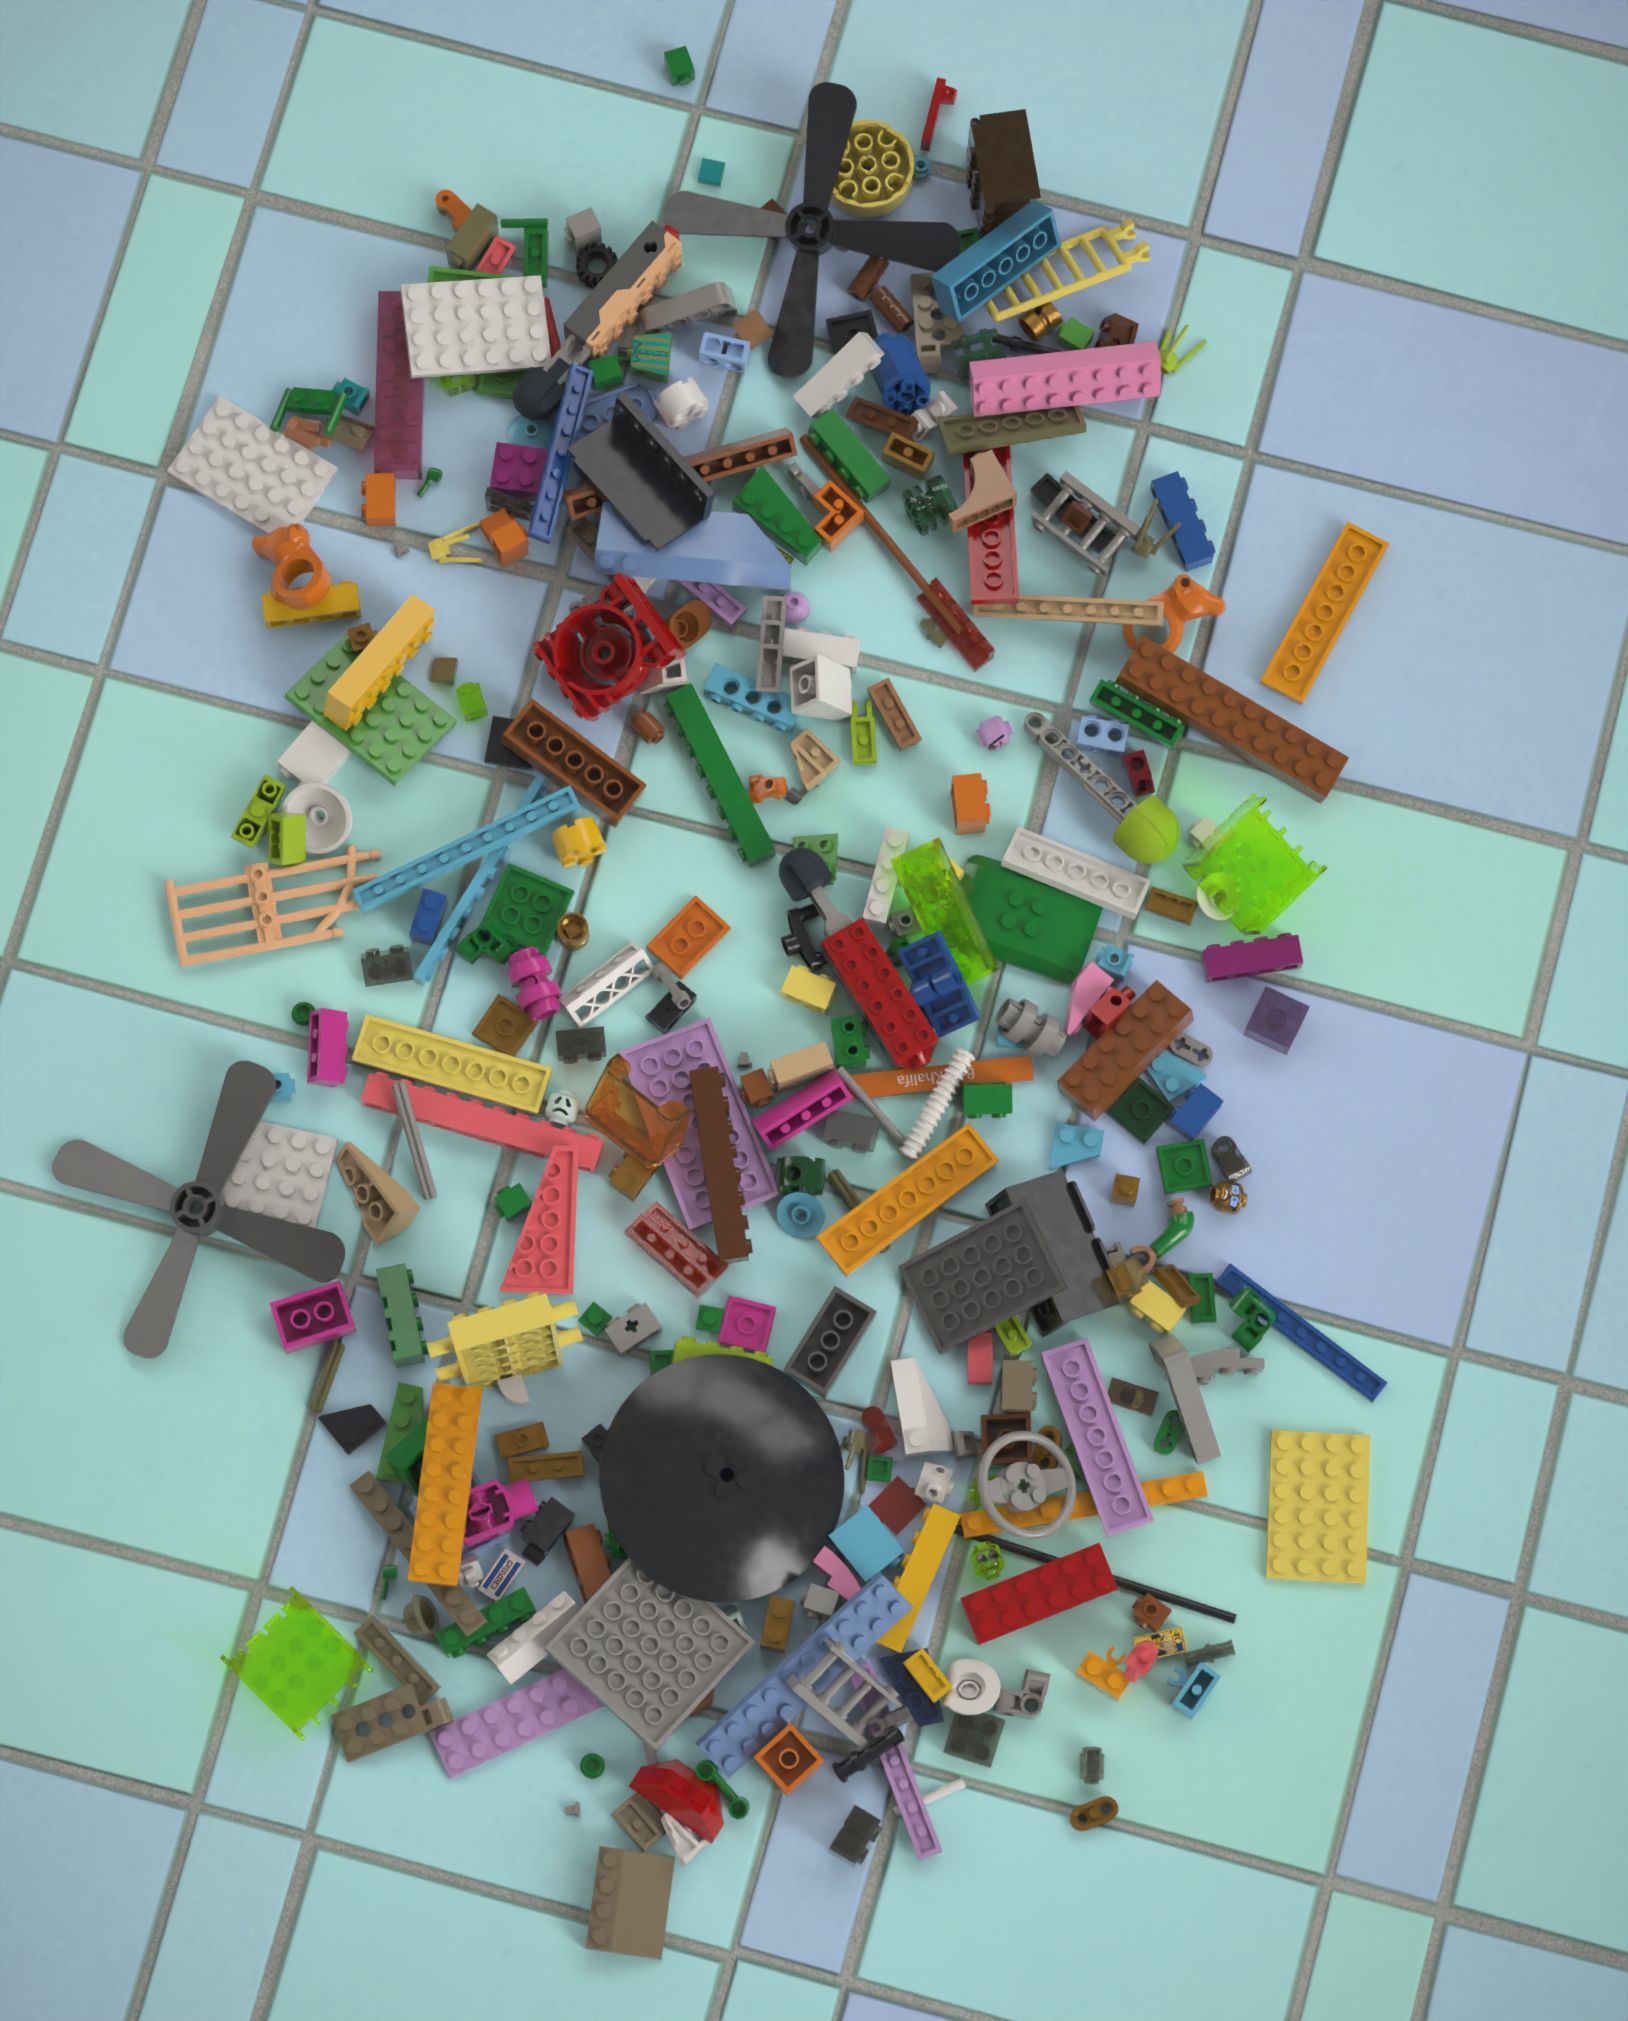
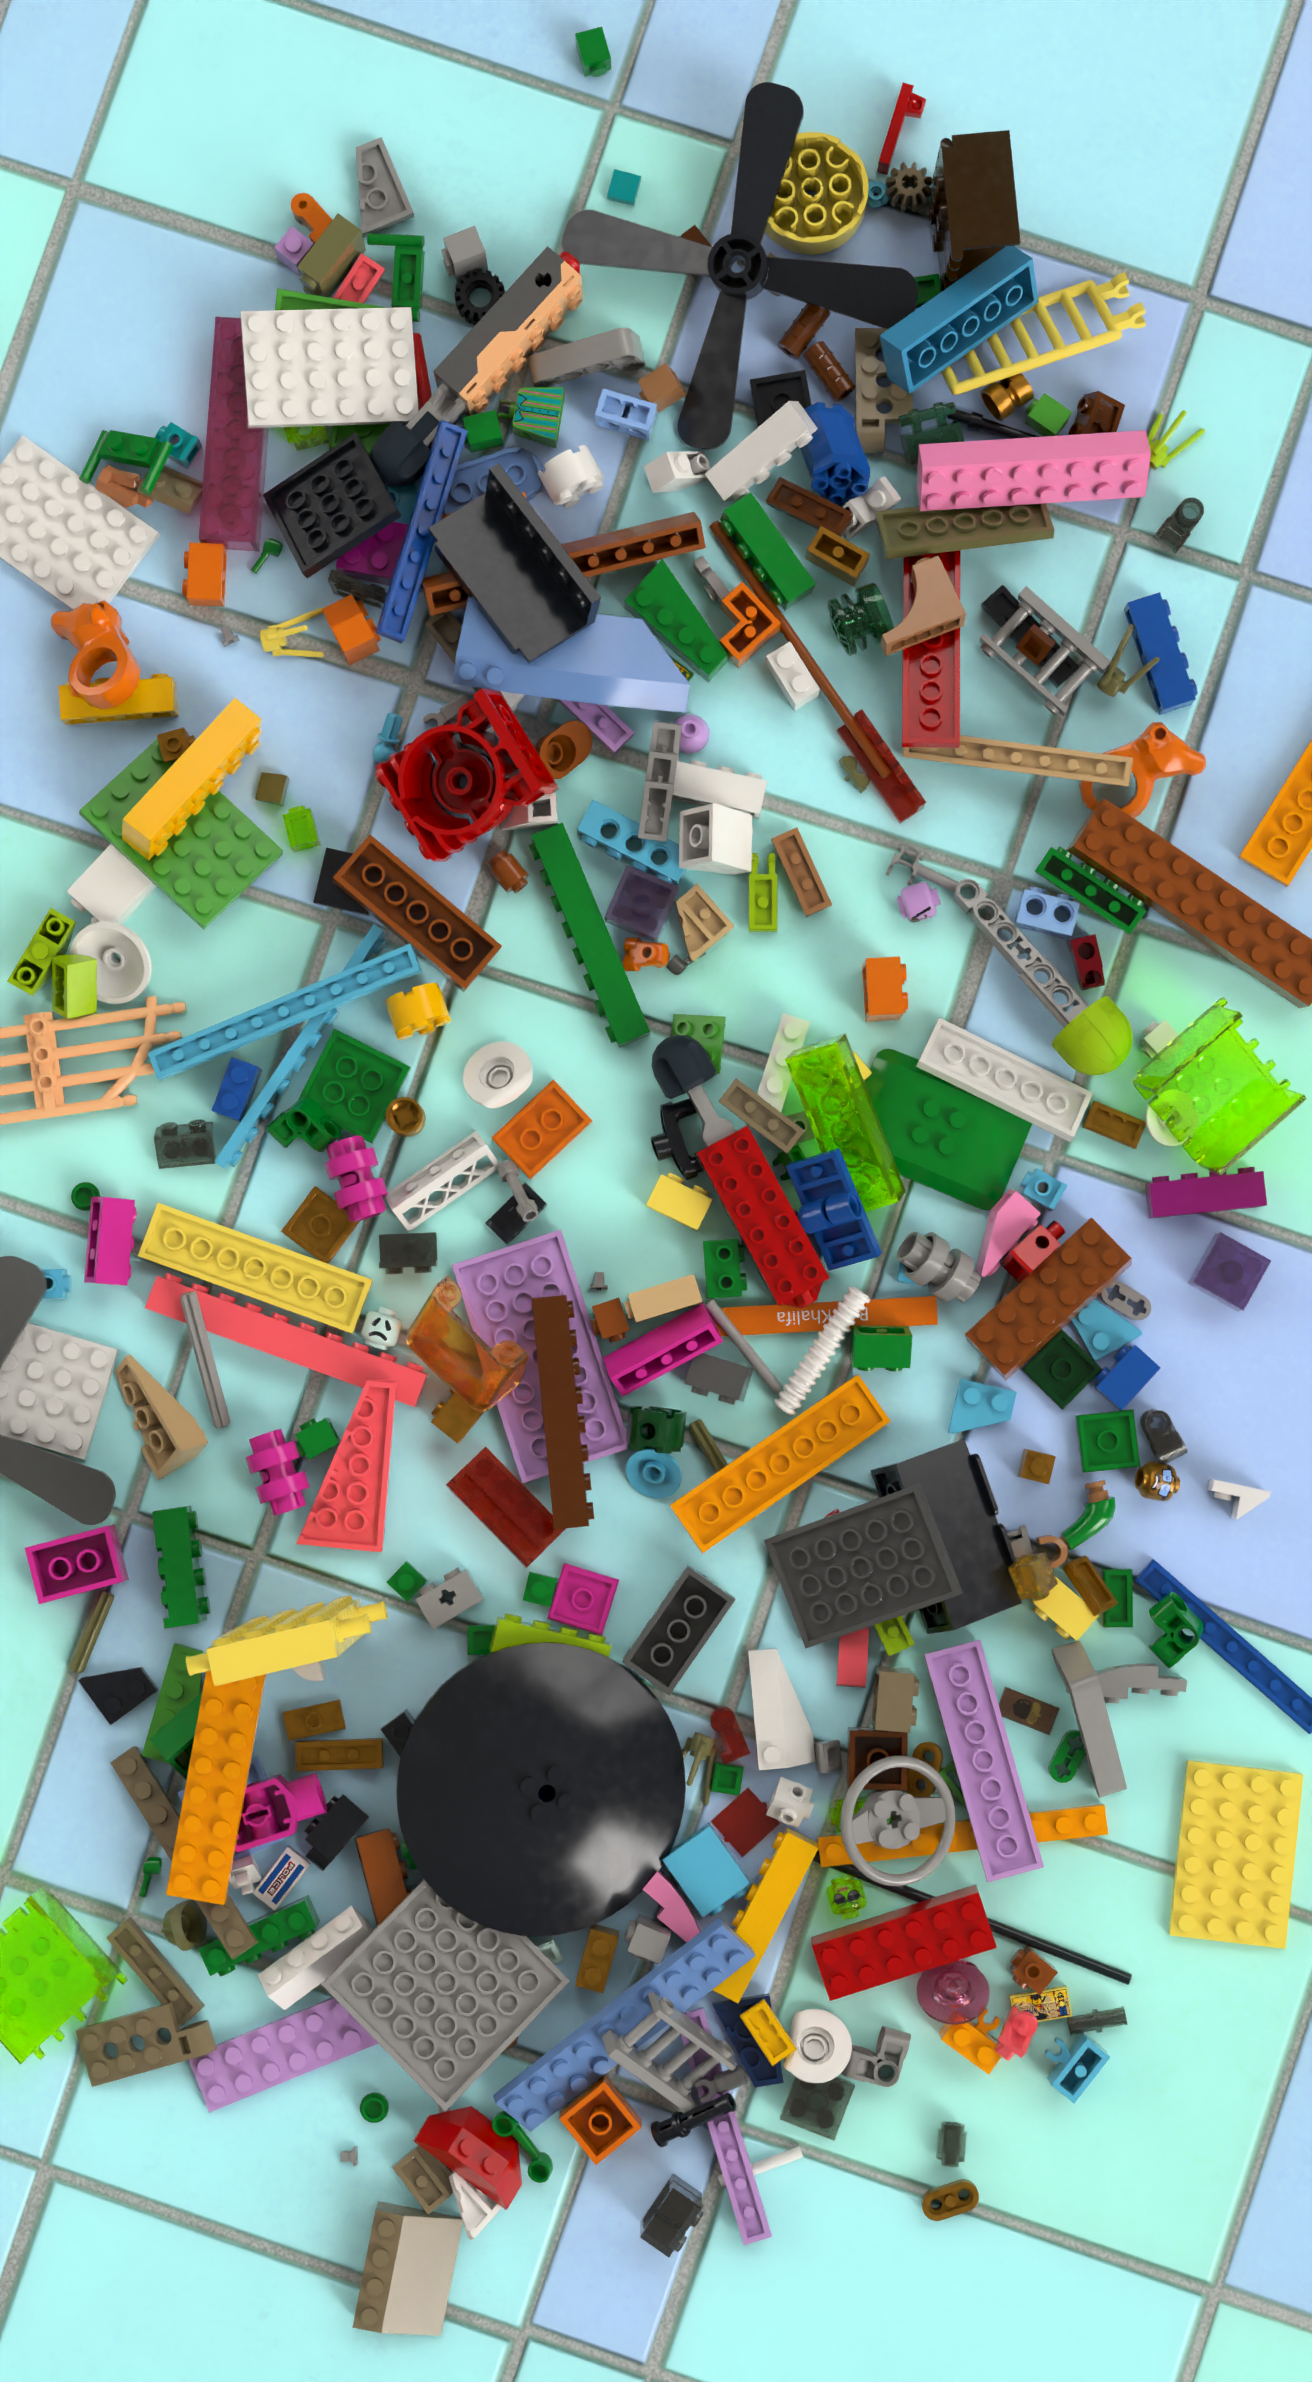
camera: 10 degrees right, 10 degrees up
(439, 235) = (293, 249): none -> lavender brick
(477, 1221) = (280, 1481): none -> dark pink piece
(483, 436) = (331, 505): none -> black plate
(508, 183) = (380, 189): none -> light grey wing
(541, 621) = (388, 736): none -> medium azure axle
(649, 892) = (497, 1074): none -> white hat
(761, 746) = (641, 904): none -> clear purple brick
(769, 395) = (677, 470): none -> white slope
(873, 909) = (761, 1116): none -> dark tan plate
(876, 555) = (792, 676): none -> white brick
(947, 152) = (909, 196): none -> dark tan gear
(993, 707) = (921, 870): none -> light grey piece
(1083, 1633) = (953, 1992): none -> clear pink hat
(1189, 420) = (1177, 527): none -> clear smoke piece
(1304, 1204) = (1245, 1497): none -> white slope

